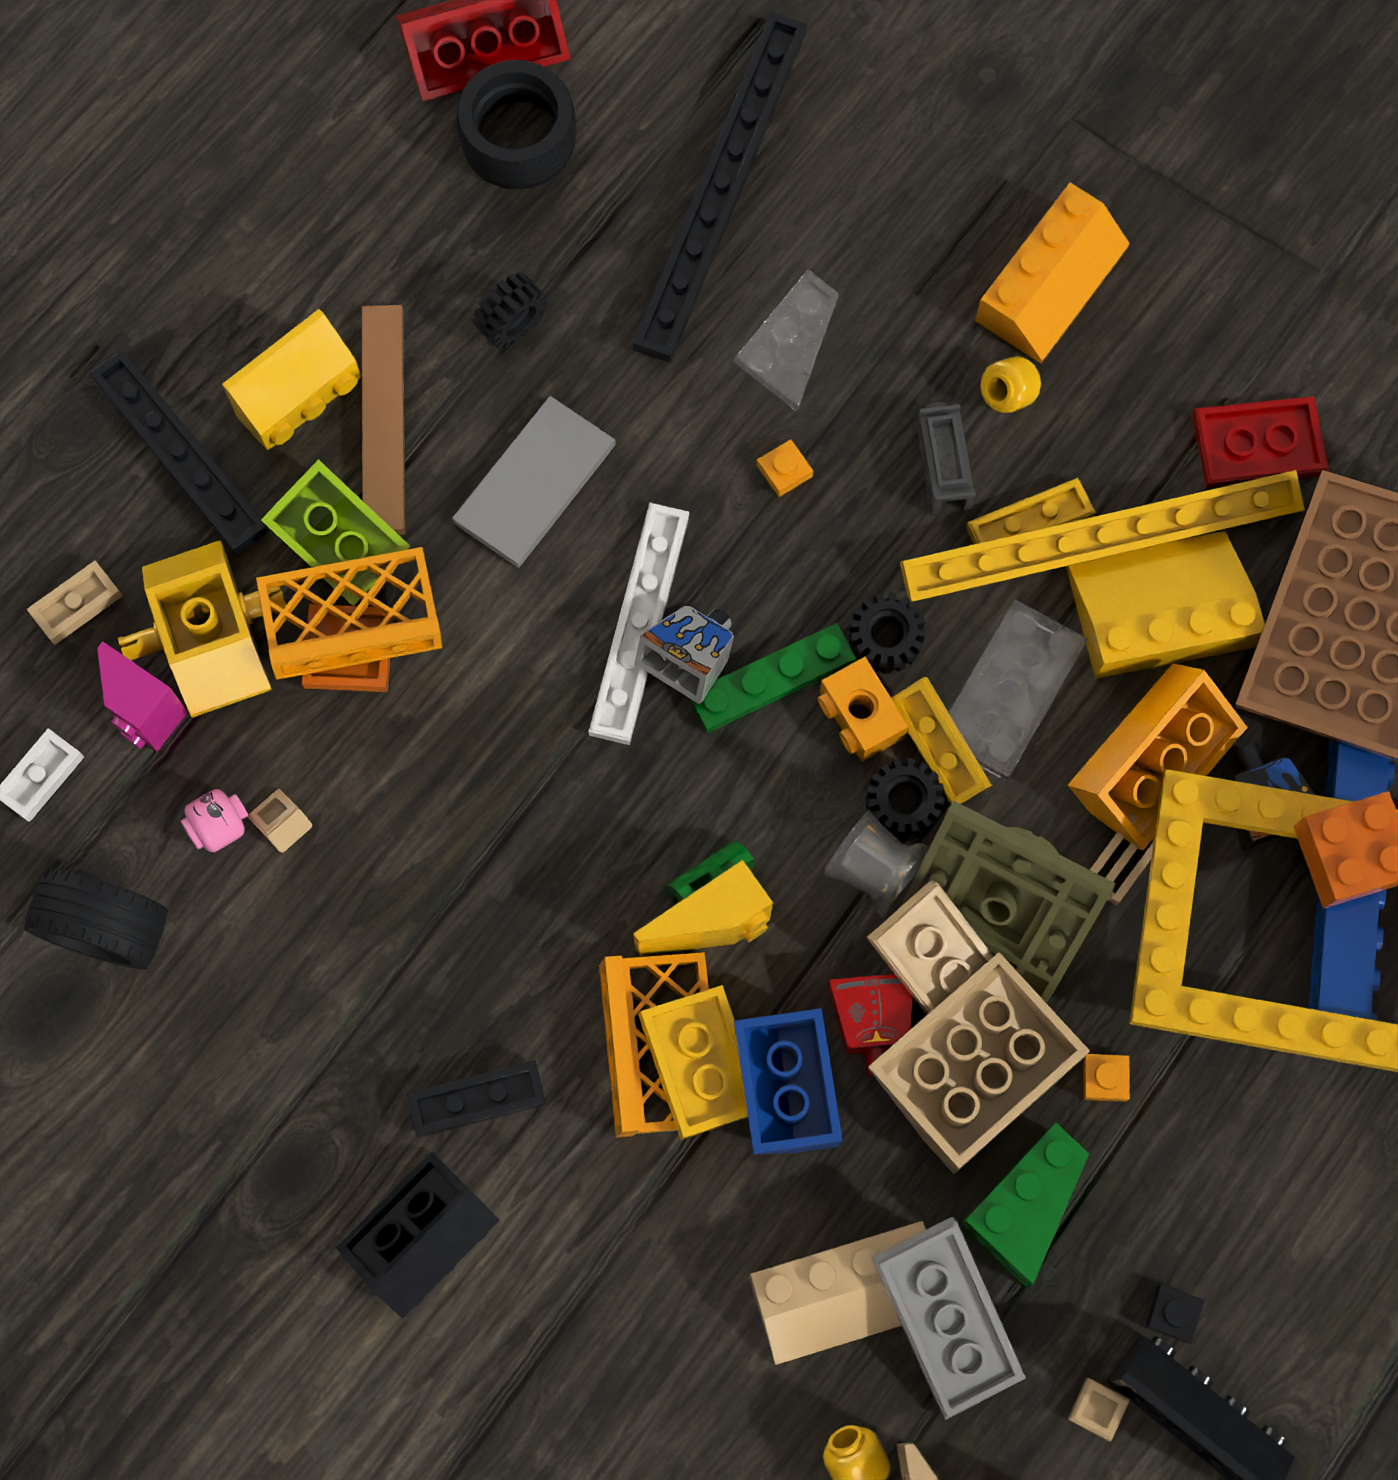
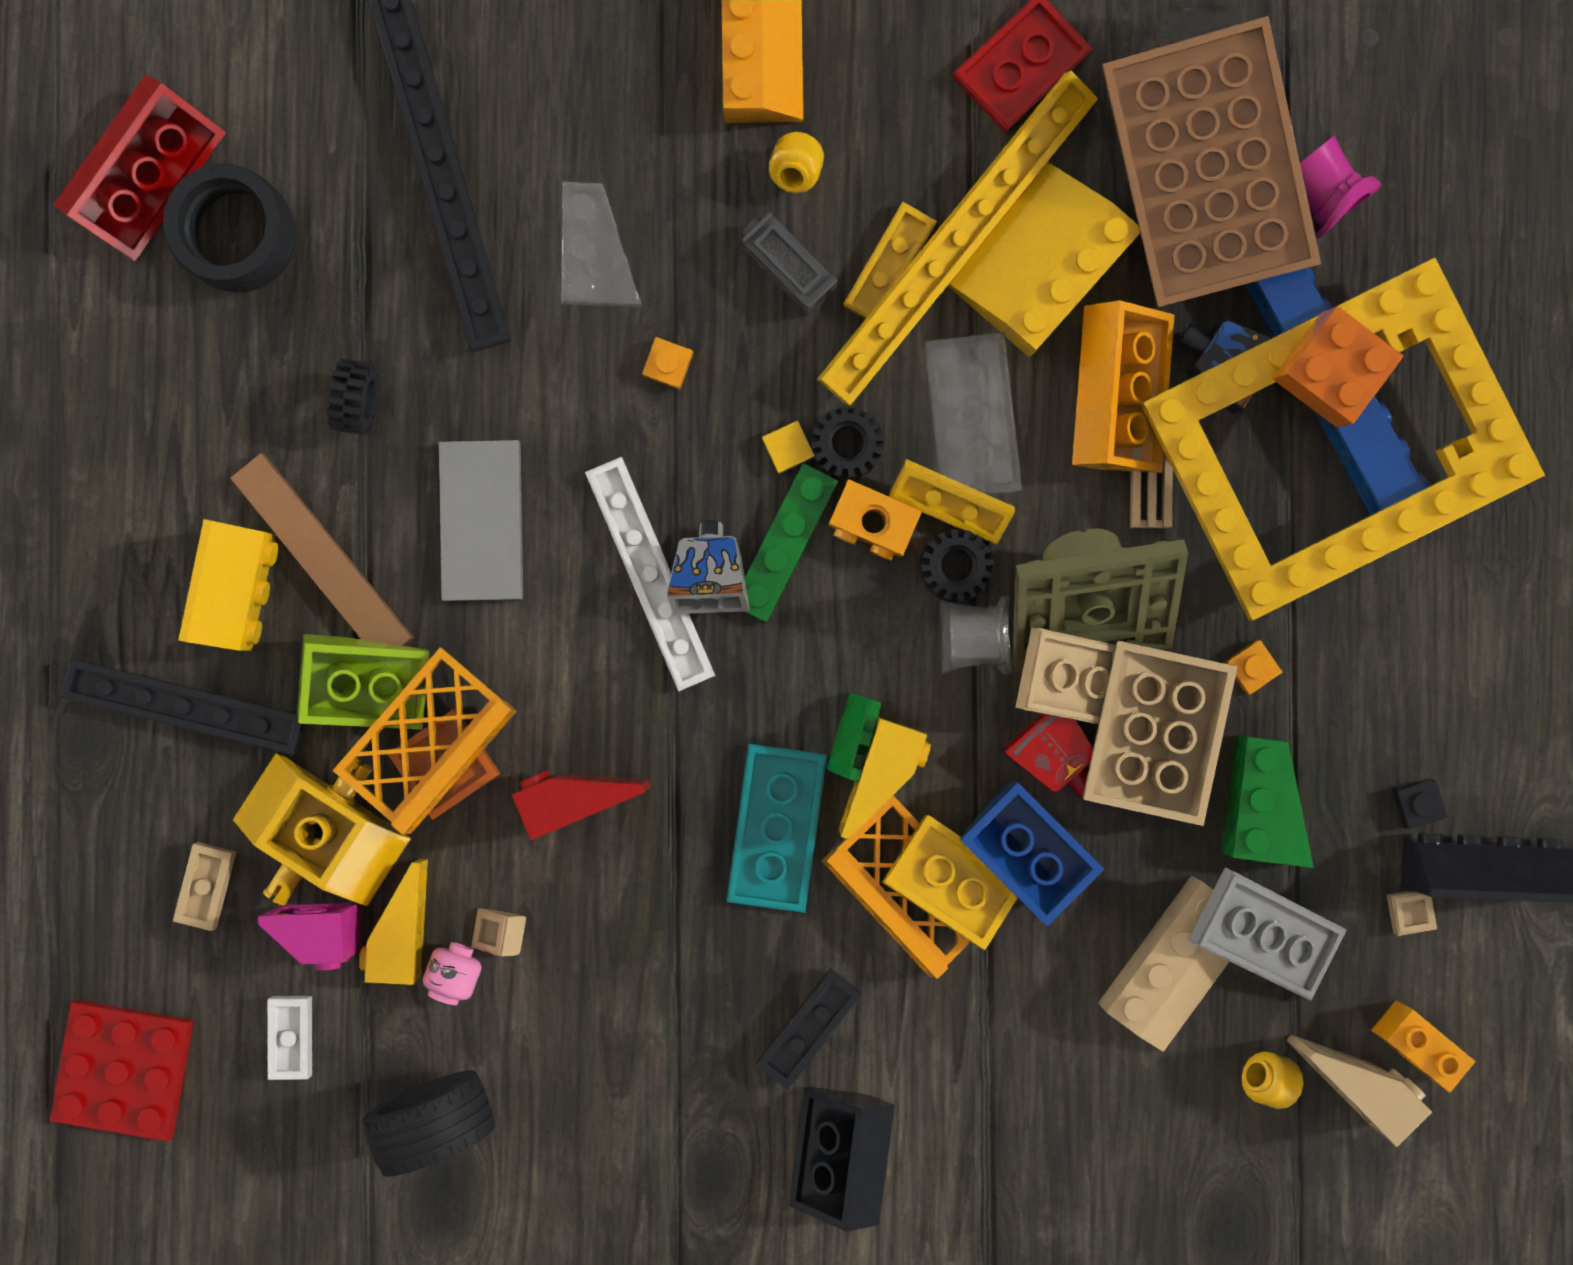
camera: 40 degrees left, 15 degrees up
(196, 757) = (396, 942): none -> yellow slope
(424, 744) = (565, 798): none -> red slope
(582, 908) = (776, 828): none -> teal tile
(834, 603) = (788, 447): none -> yellow tile

